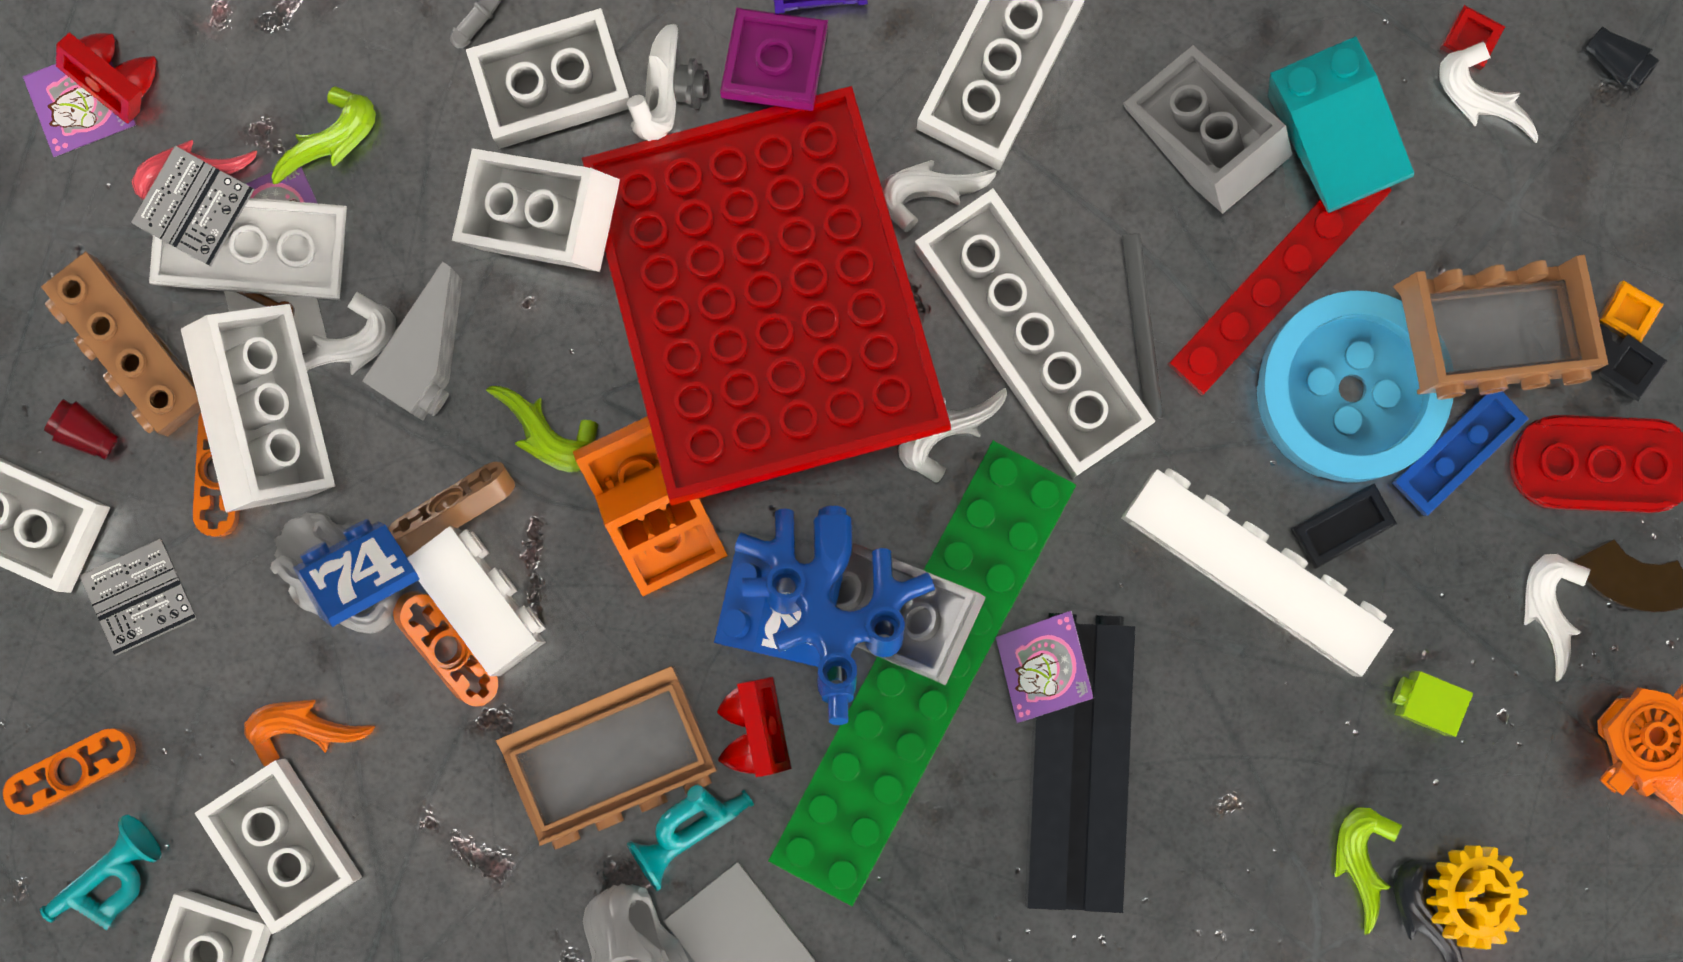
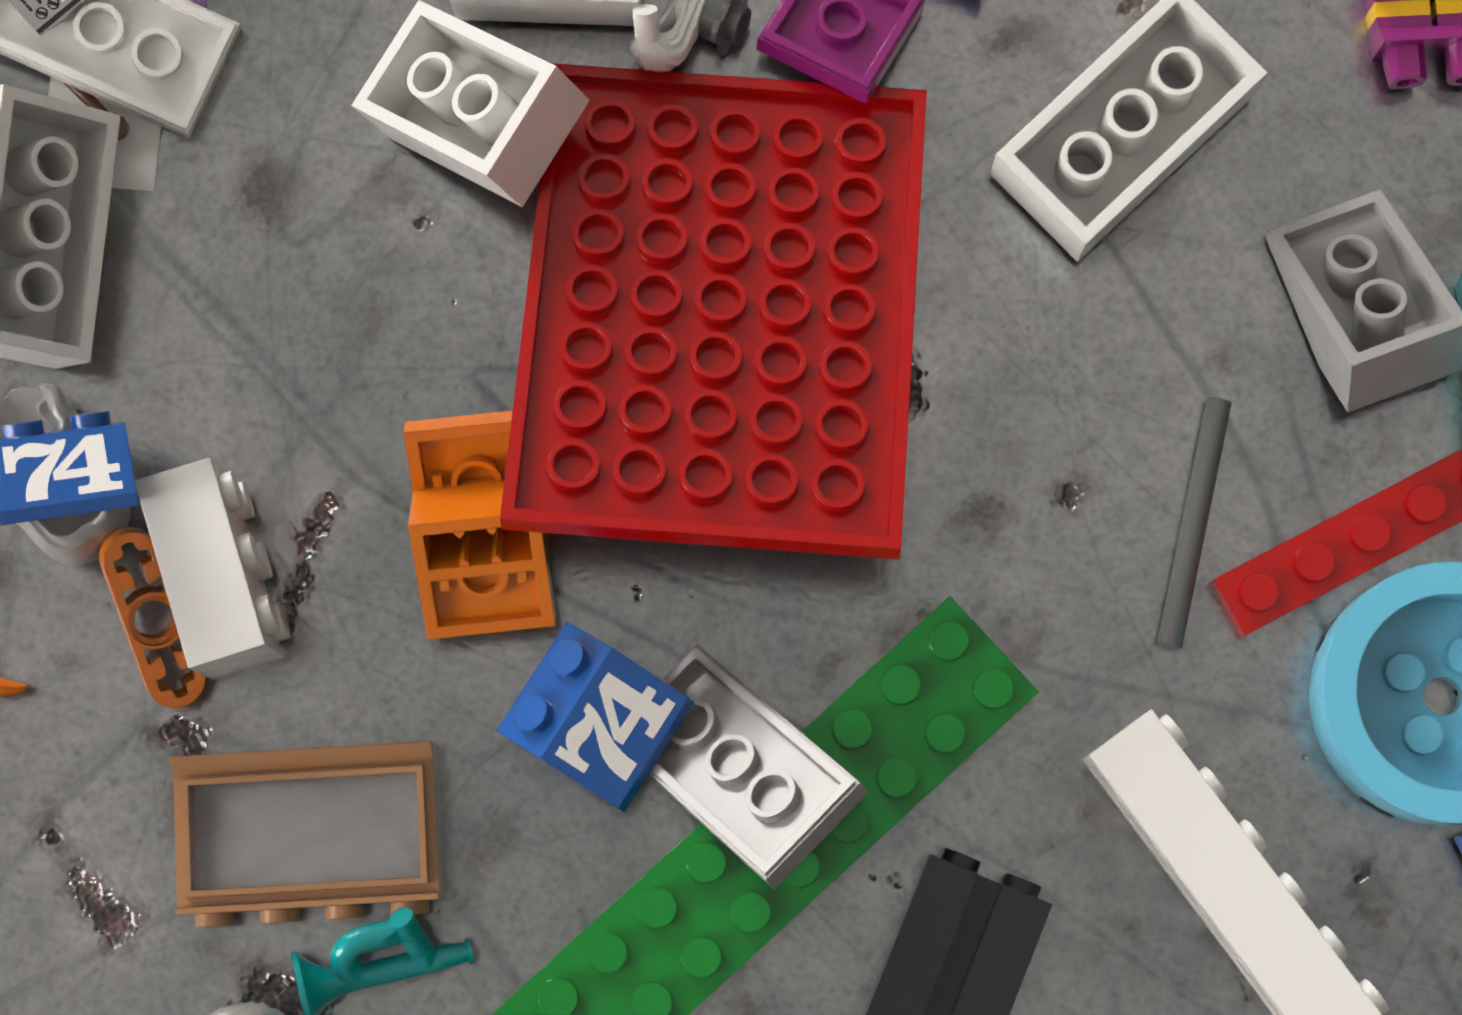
camera: 25 degrees right, 5 degrees down
(359, 347) = (188, 203): white piece -> none
(420, 353) = (261, 228): light grey slope -> none
(453, 506) = (231, 440): medium nougat beam -> none
(540, 438) = (373, 395): lime piece -> none
(764, 746) = (515, 888): red tile -> none
(821, 622) = (638, 698): blue plant -> none
(915, 453) = (846, 574): white piece -> none
(923, 182) = (975, 242): white piece -> none
(1033, 333) = (1050, 480): white brick -> none
(1044, 667) = (914, 915): sticker -> none
(1344, 526) = (1372, 872): black tile -> none

